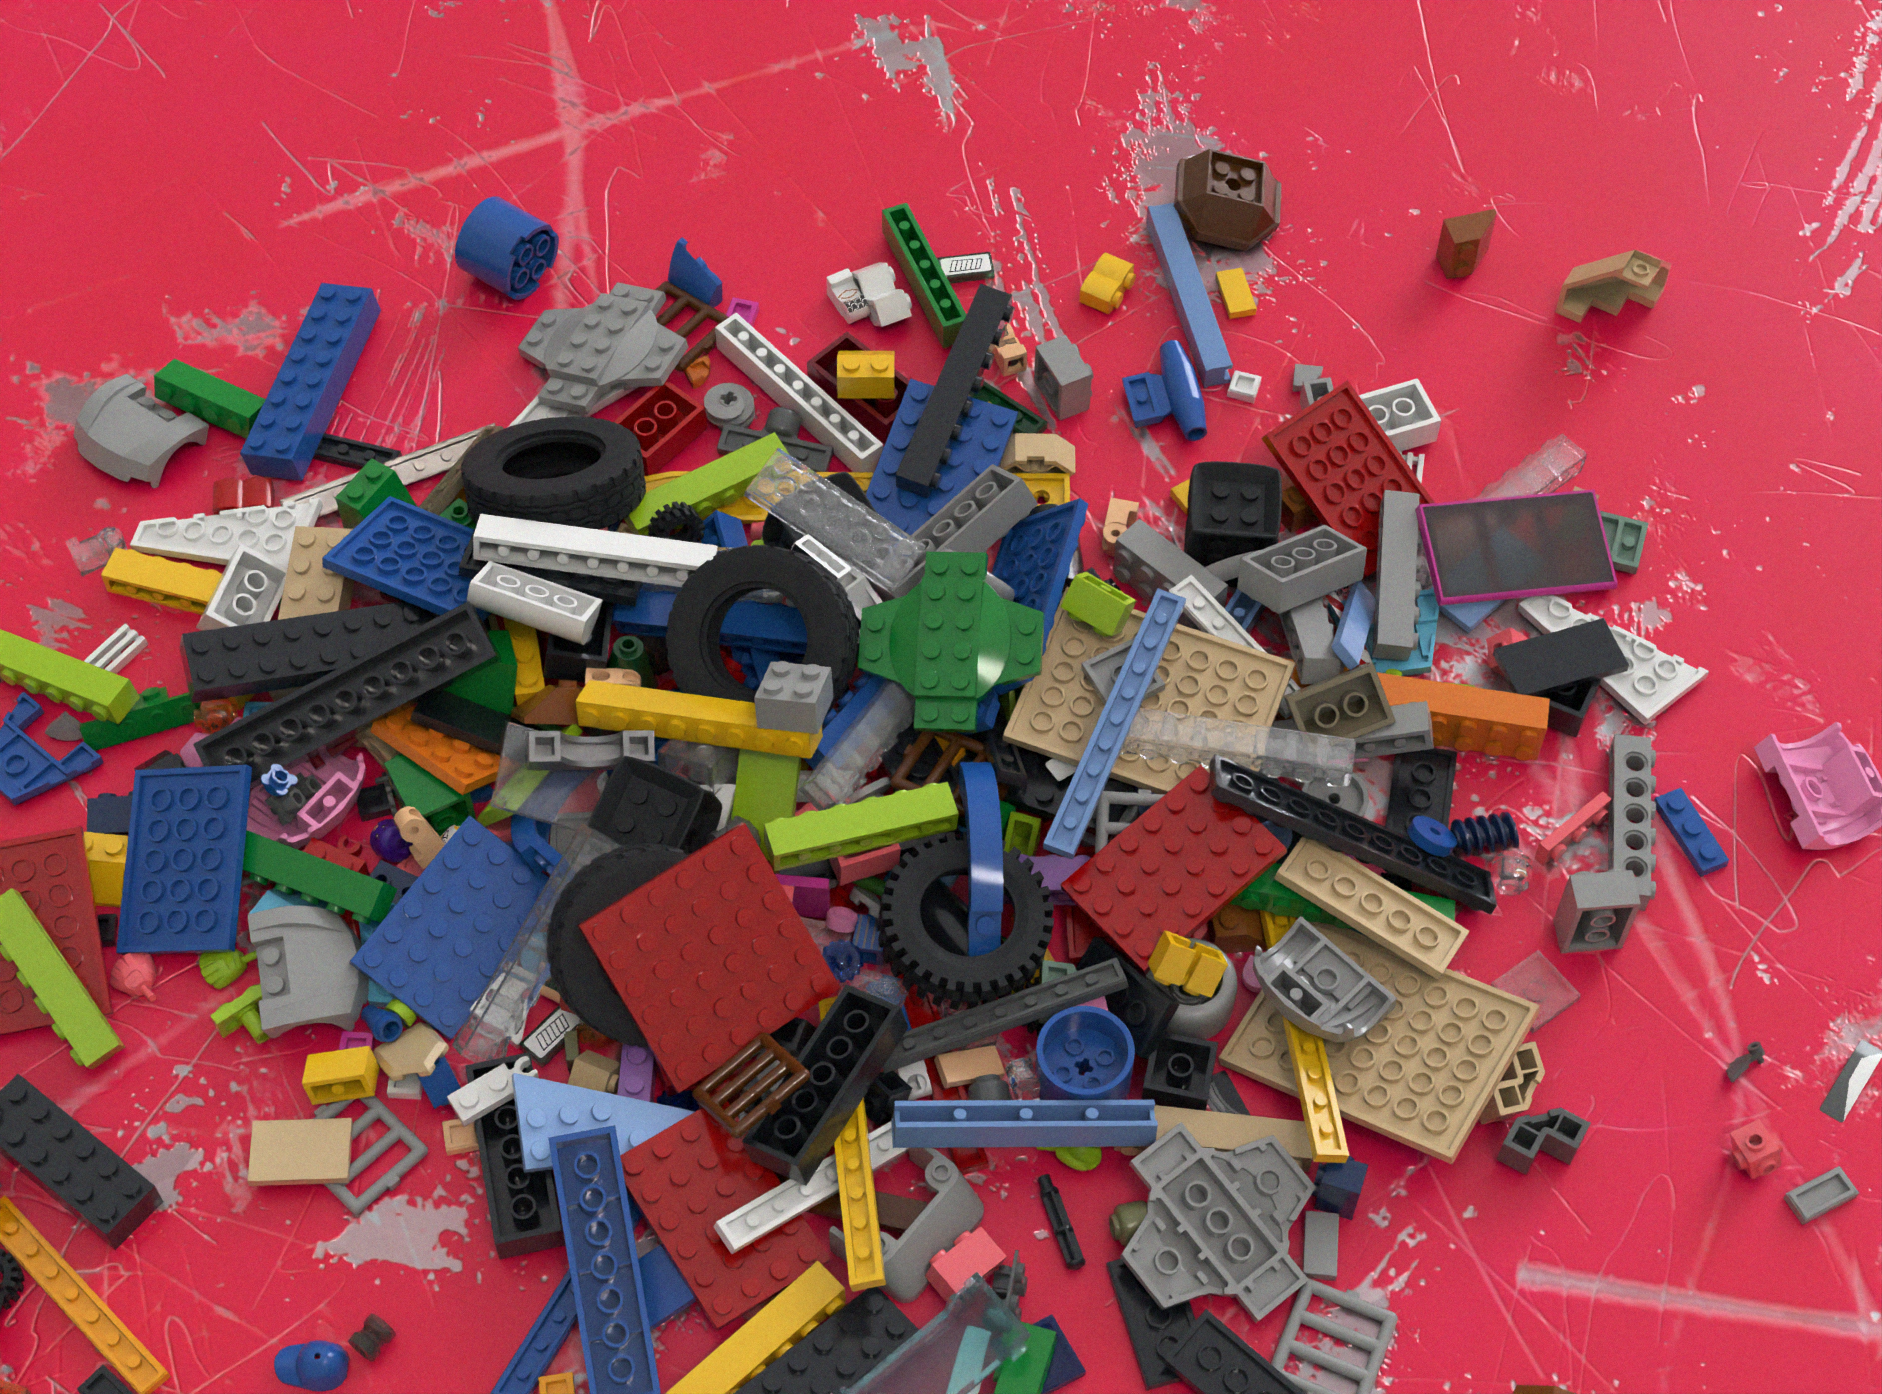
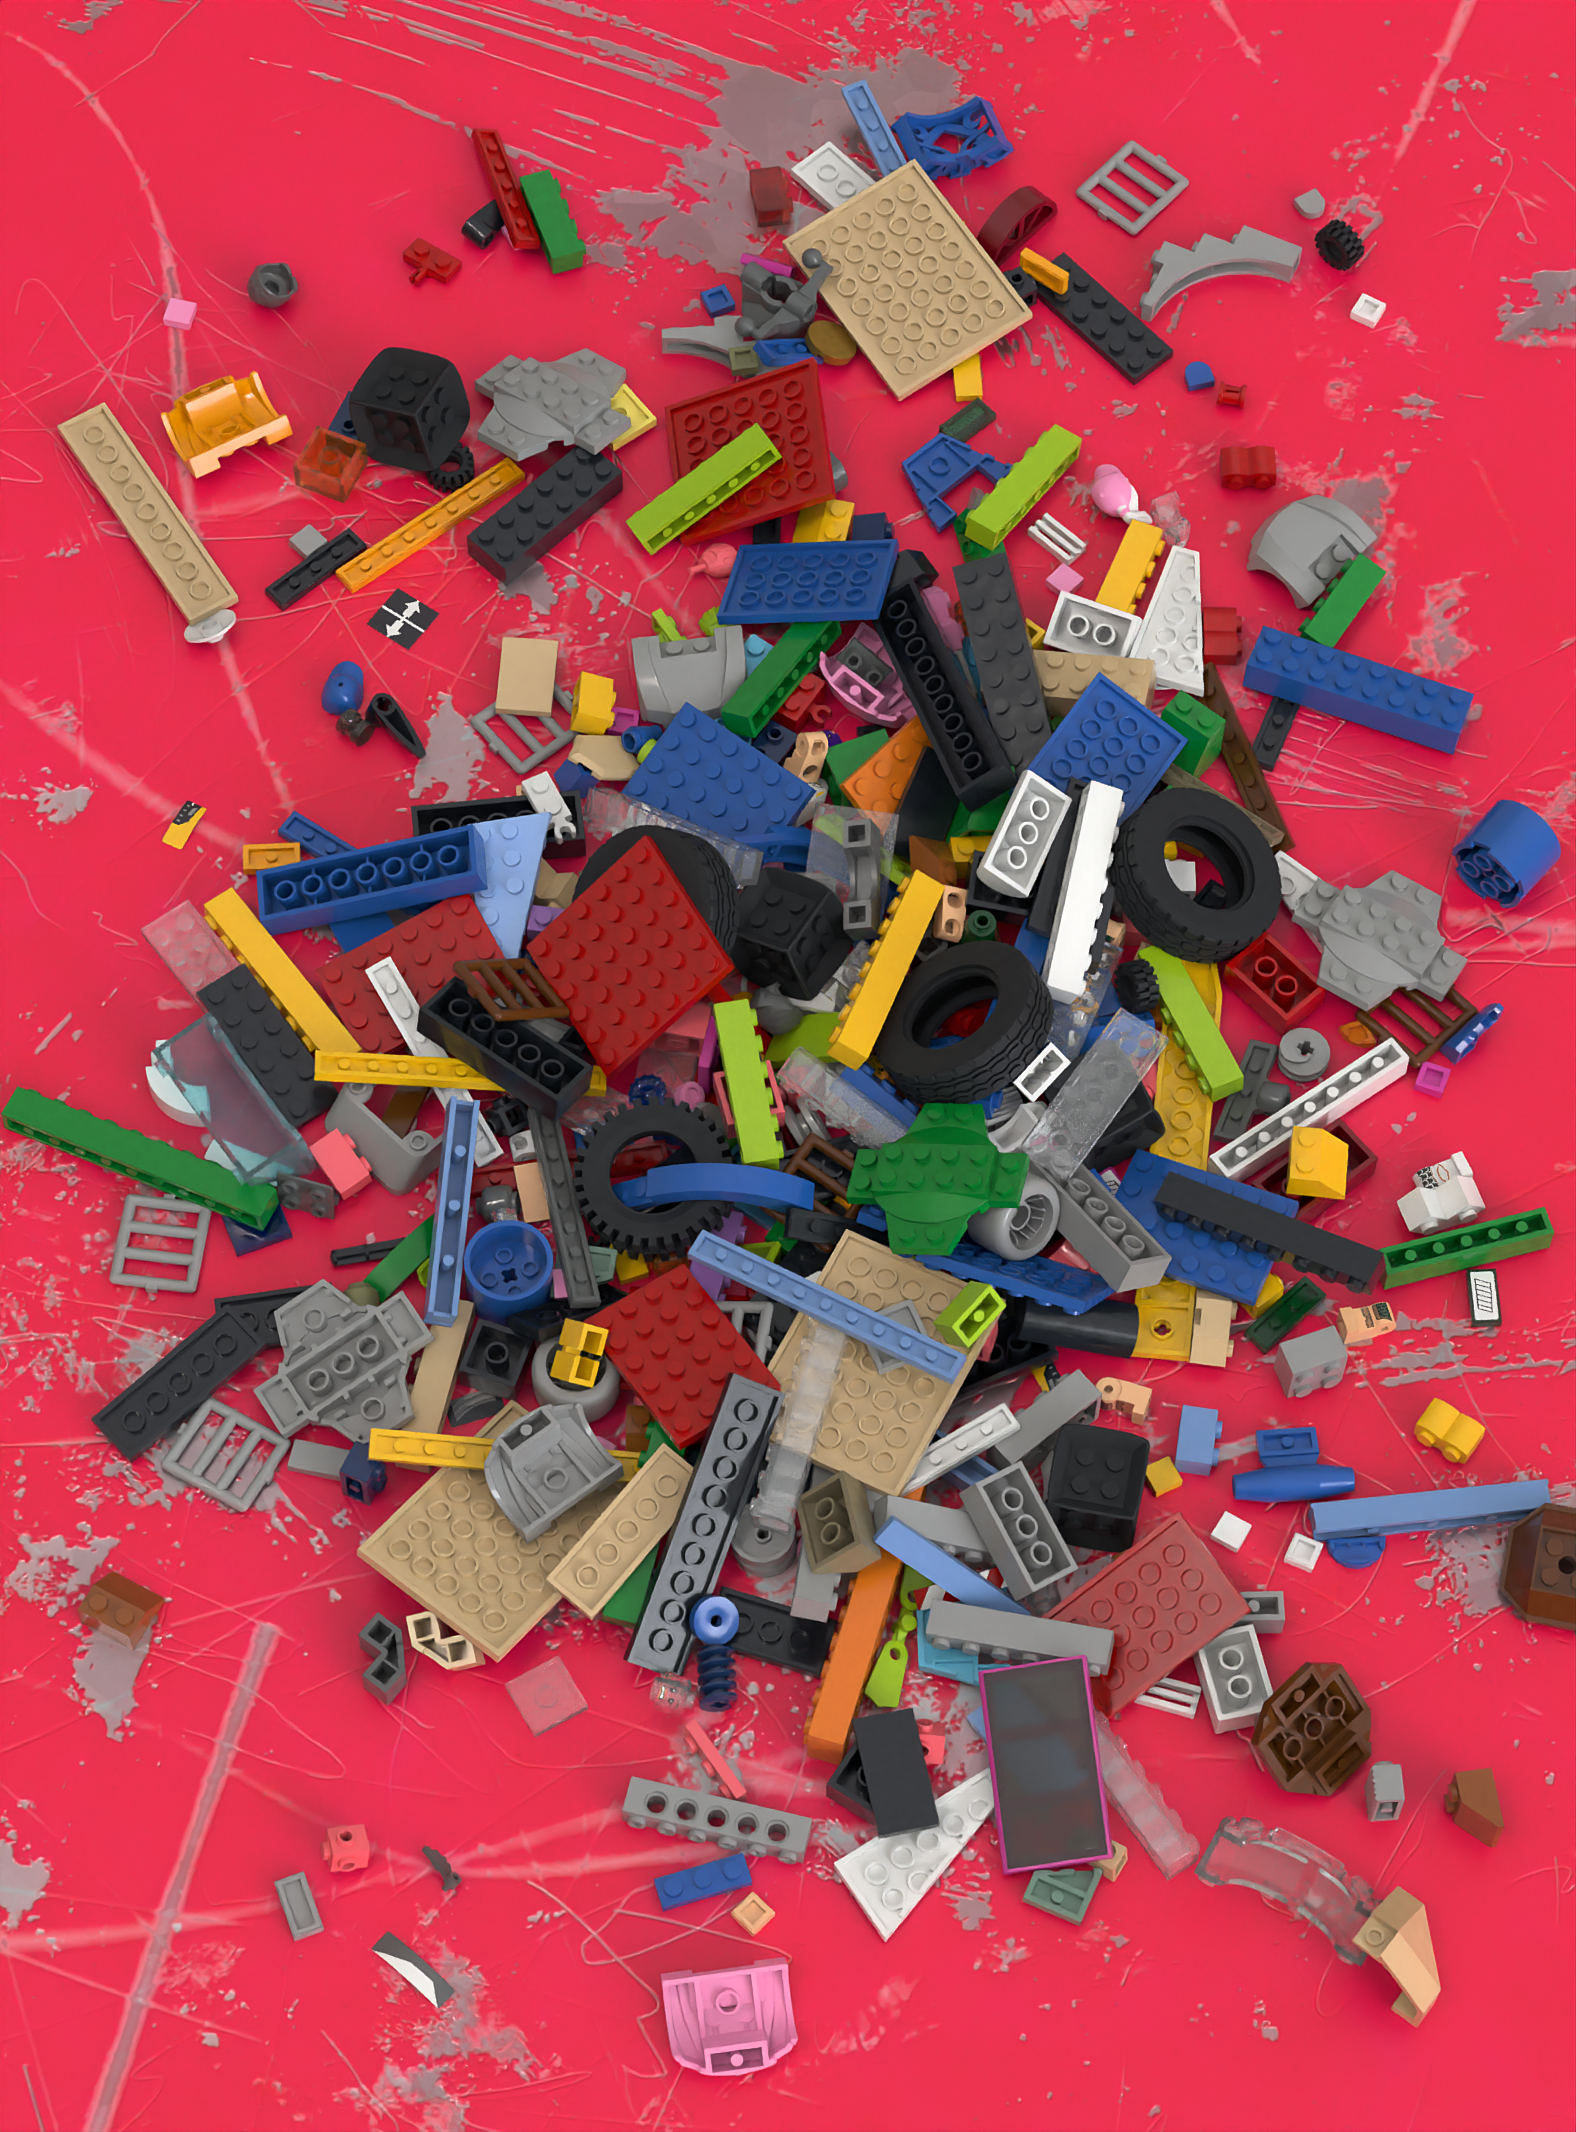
camera: 95 degrees right, 5 degrees up
(33, 487) = (1247, 467): none -> red brick
(62, 598) = (1116, 495): none -> bright pink hair
(167, 642) = (1064, 579): none -> bright pink tile
(208, 1311) = (403, 618): none -> black sticker
(273, 785) = (861, 646): plate -> none
(360, 1294) = (386, 713): none -> black piece
(794, 697) = (877, 1030): light grey brick -> none
(1063, 1179) = (402, 1261): none -> green slope
(1152, 466) = (1196, 1440): none -> medium blue brick
(1235, 293) = (1433, 1563): yellow tile -> none
(1235, 440) = (1231, 1531): none -> white tile
(1237, 347) = (1356, 1551): none -> blue tile
(1305, 372) = (1311, 1615): light grey tile -> none
(1429, 355) = (1313, 1730): none -> reddish brown piece
(1471, 306) = (1384, 1791): none -> light grey brick
(1560, 366) = (1294, 1873): none -> clear windscreen
(1596, 911) = (605, 1745): brick -> none
(1710, 787) = (752, 1914): none -> light nougat tile

